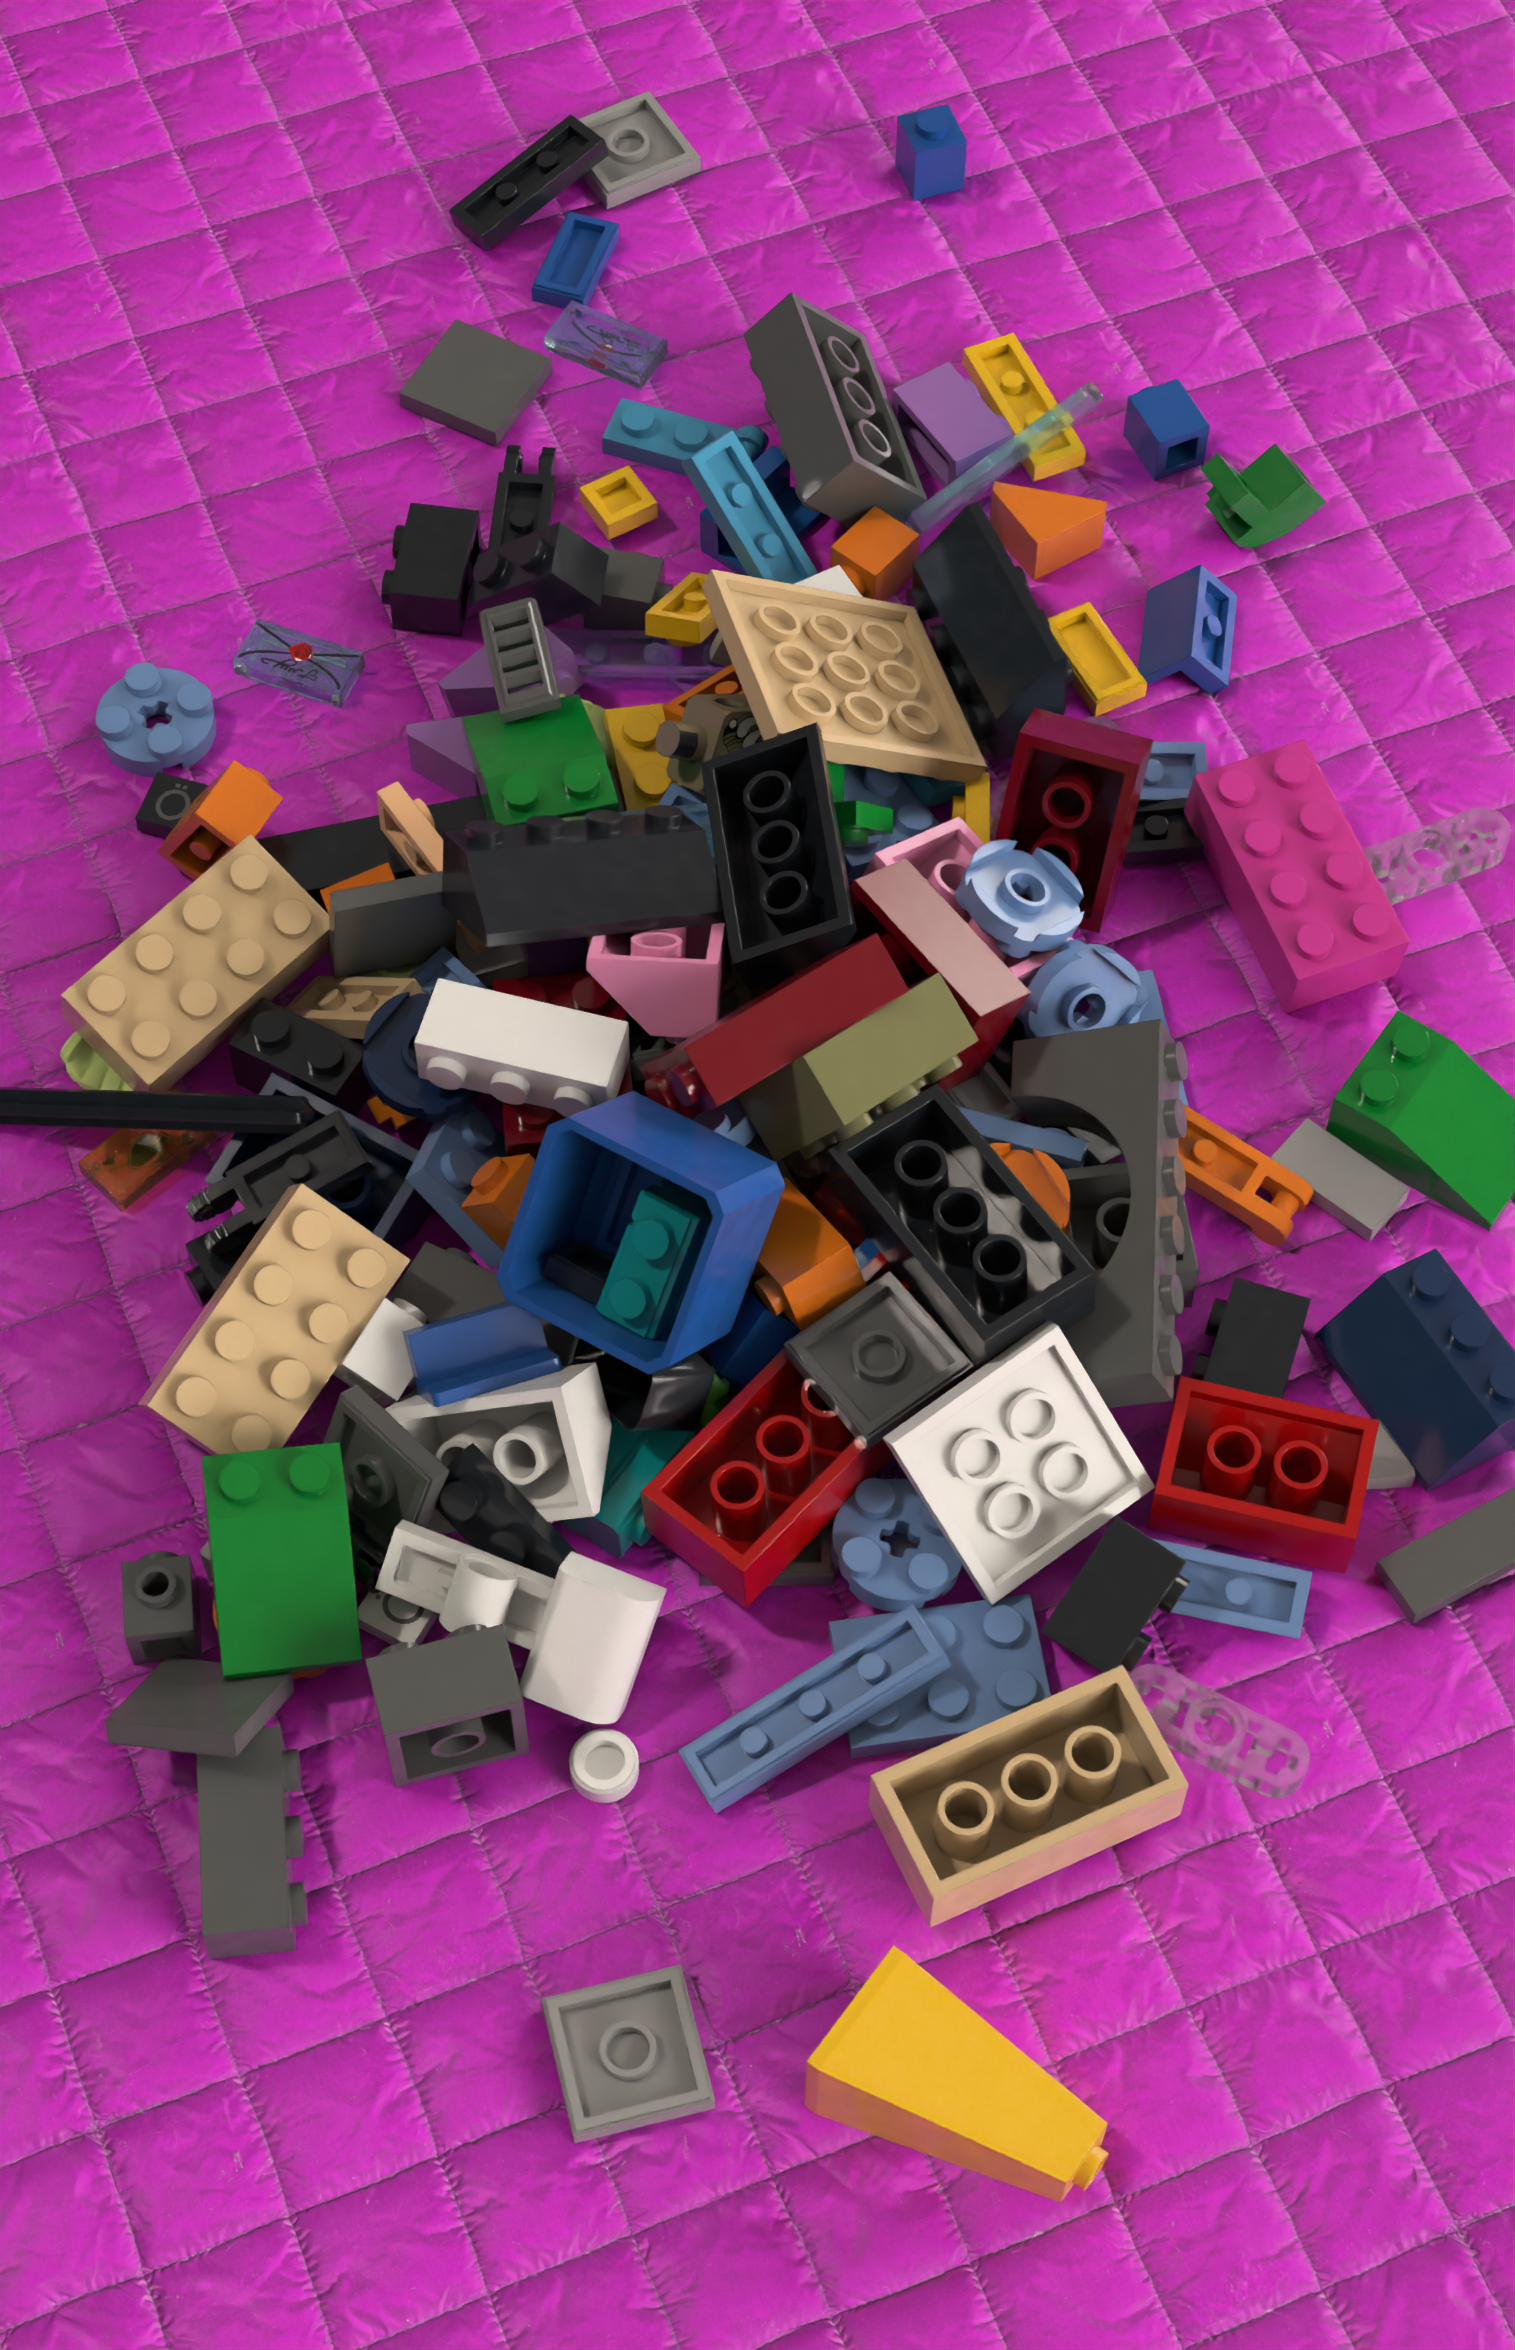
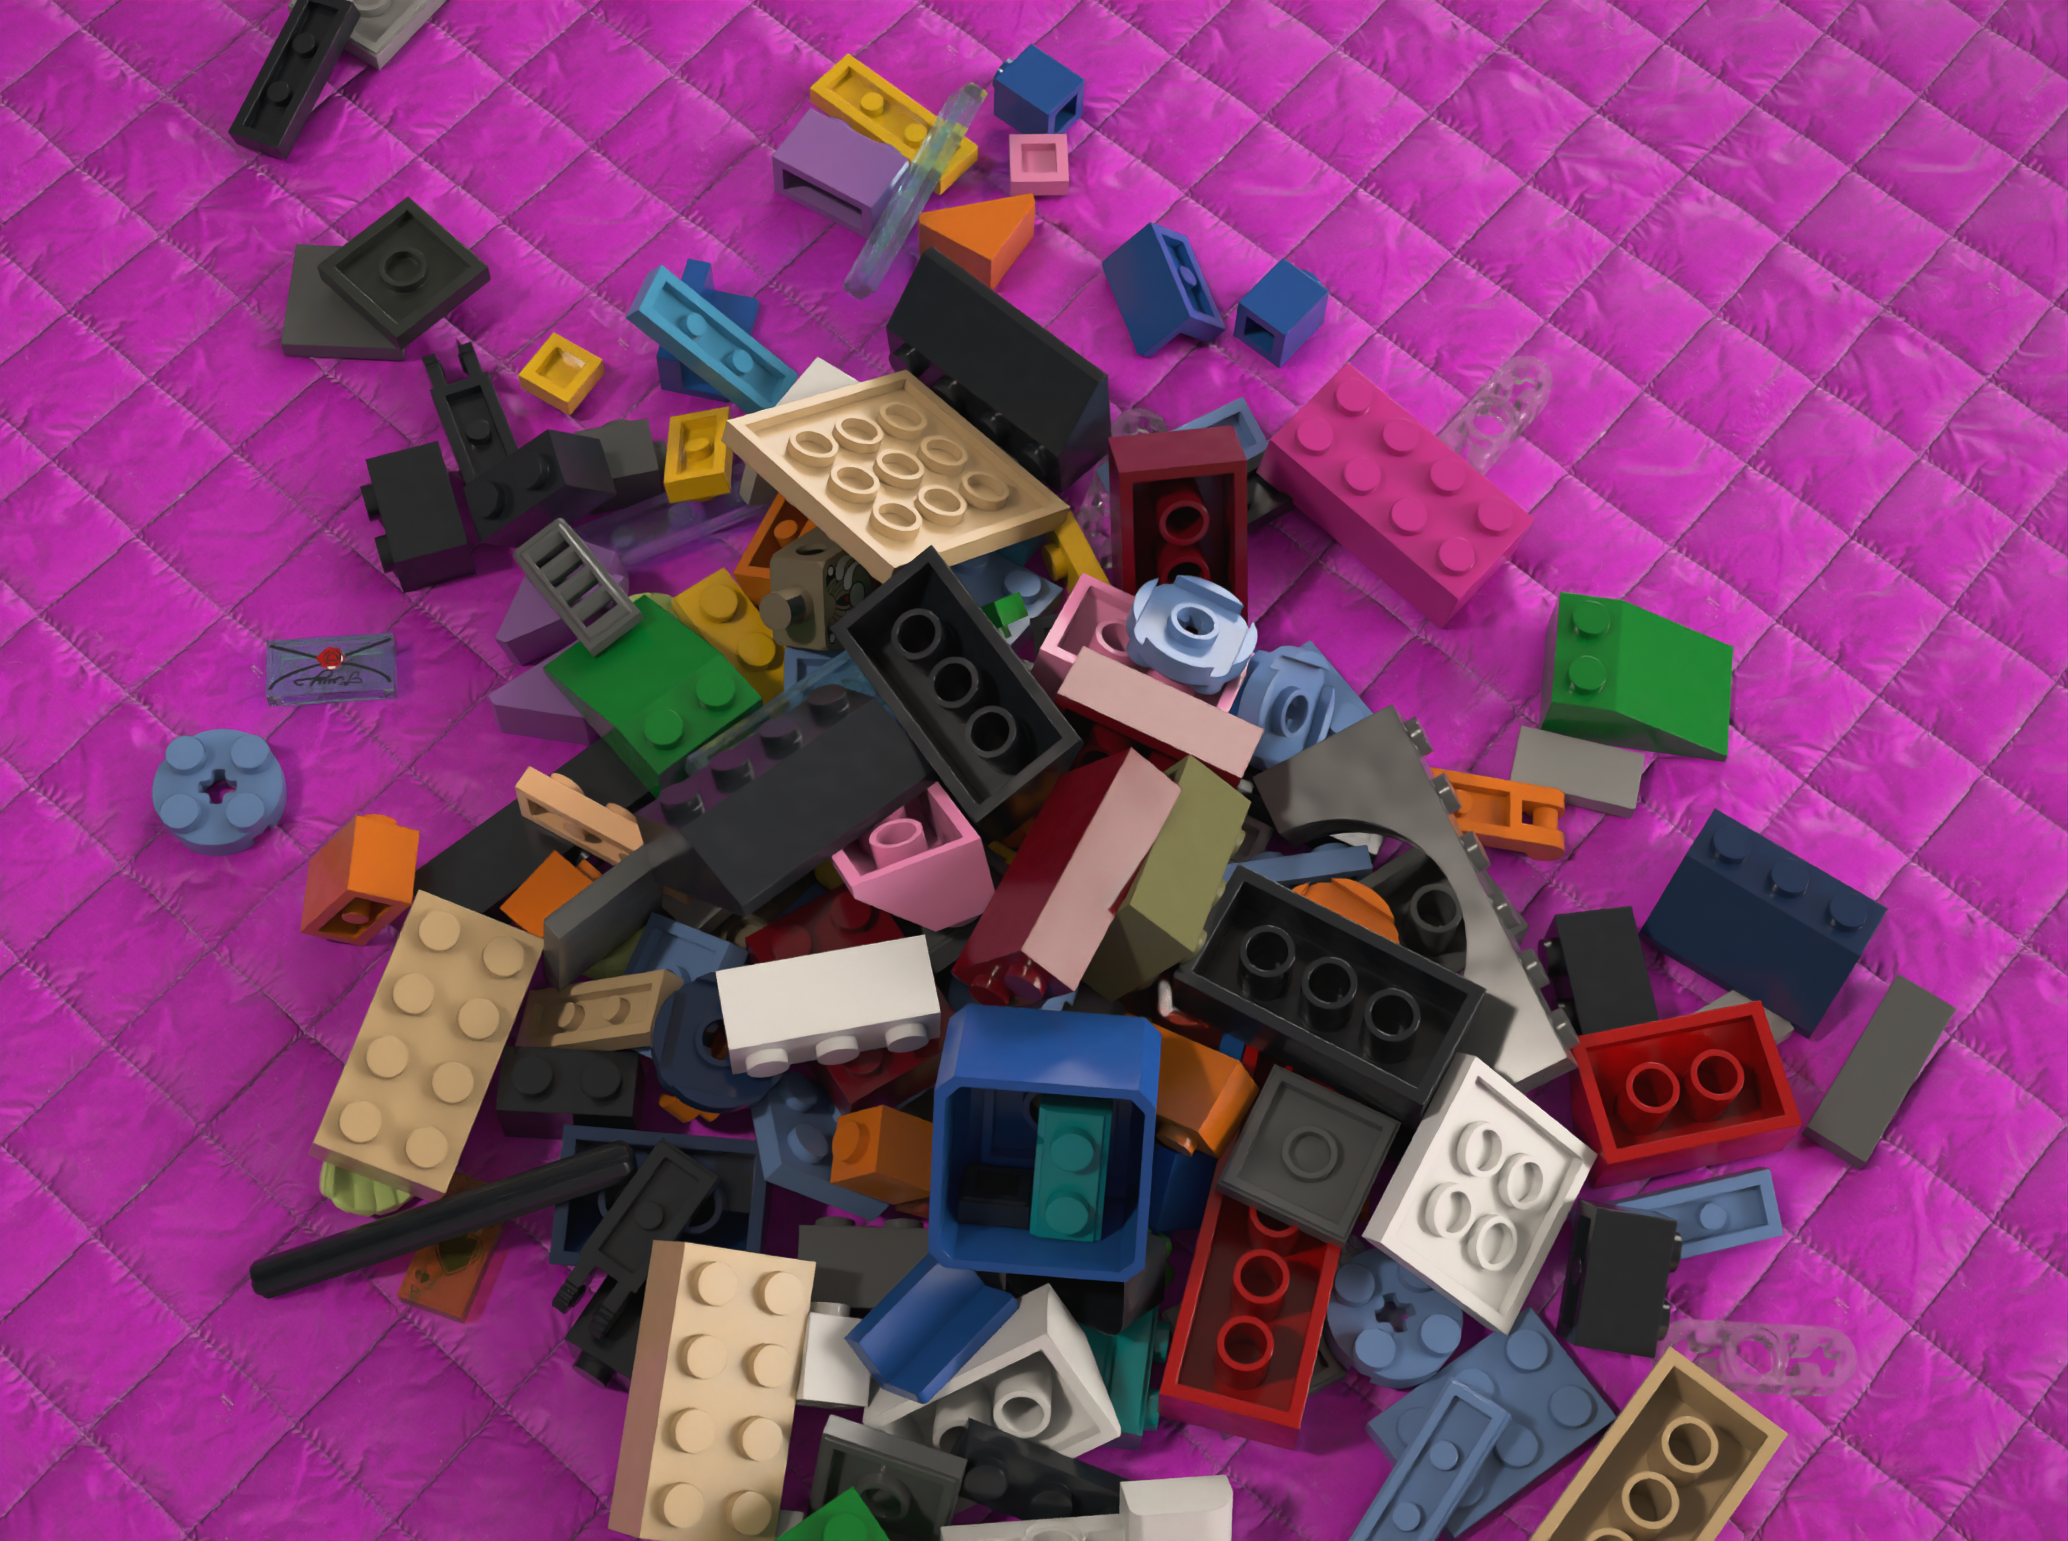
camera: 30 degrees left, 5 degrees up
(166, 803) = (282, 874): black tile -> none
(528, 370) = (404, 273): none -> pearl dark grey plate
(575, 261) = (380, 138): blue tile -> none
(606, 344) = (468, 210): clear light blue tile -> none
(667, 437) = (579, 285): dark azure plate -> none
(832, 414) = (733, 208): dark grey brick -> none
(877, 554) = (840, 329): orange brick -> none
(1099, 664) = (1104, 348): yellow tile -> none
(1135, 486) = (1038, 164): none -> bright pink plate
(1263, 499) = (1162, 132): green brick -> none
(1285, 688) = (1281, 312): none -> blue brick

